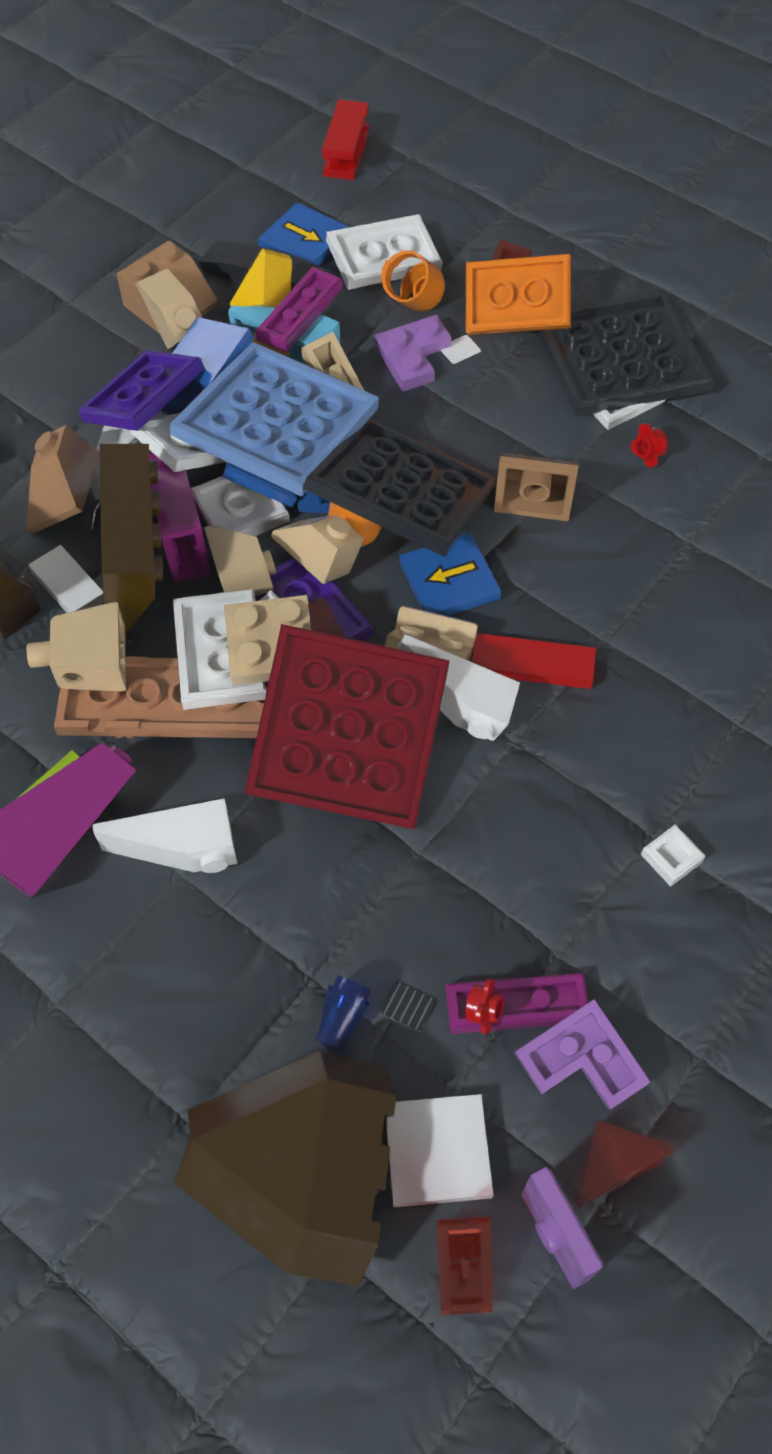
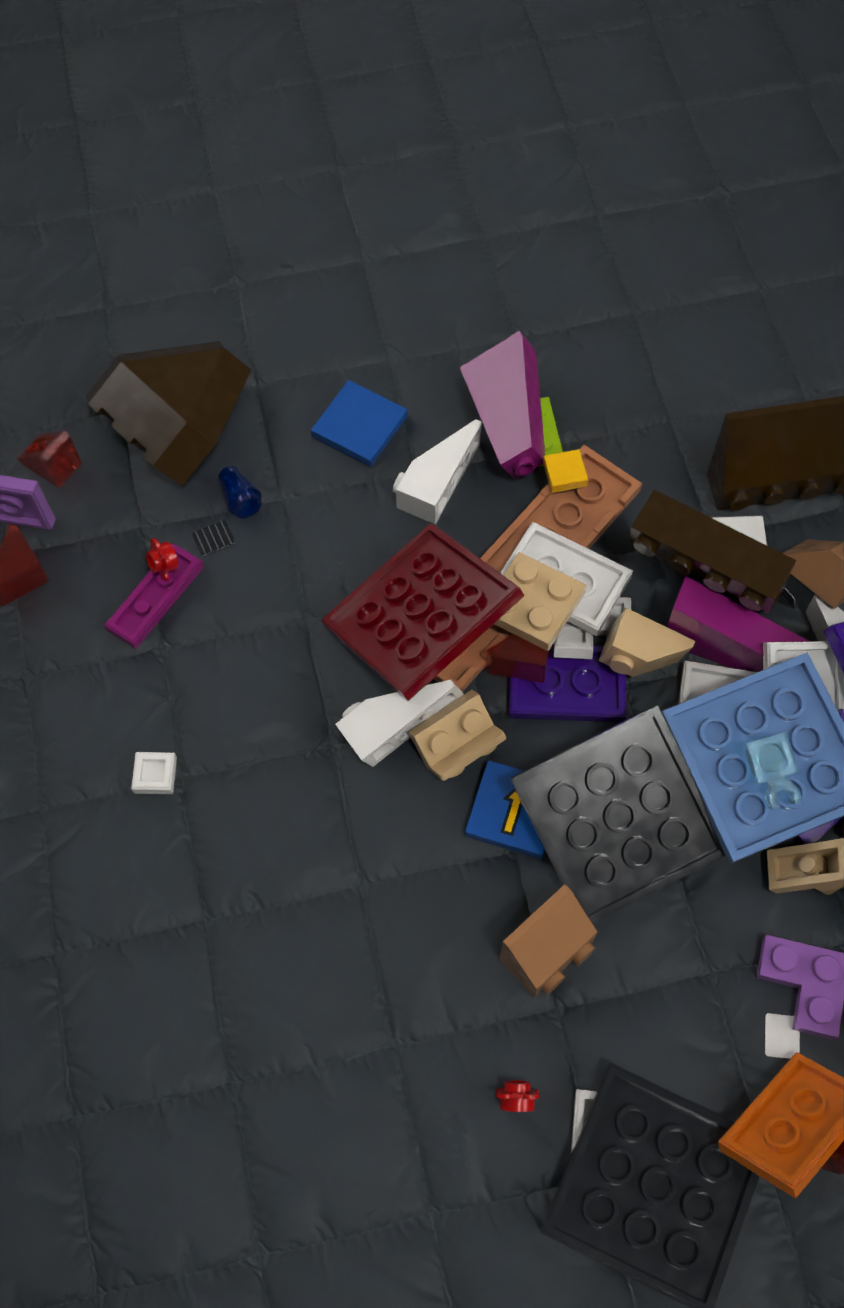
camera: 130 degrees right, 5 degrees up
(85, 649) = (623, 483): tan torso -> none
(101, 715) = (565, 471): none -> yellow tile
(164, 966) = (359, 423): none -> blue tile
(289, 396) = (772, 762): none -> clear light blue plate
(322, 545) = (602, 713): tan slope -> none
(438, 1151) = (117, 489): white tile -> none
(536, 660) = (384, 808): red tile -> none
(587, 1043) = (88, 607): medium lavender plate -> none

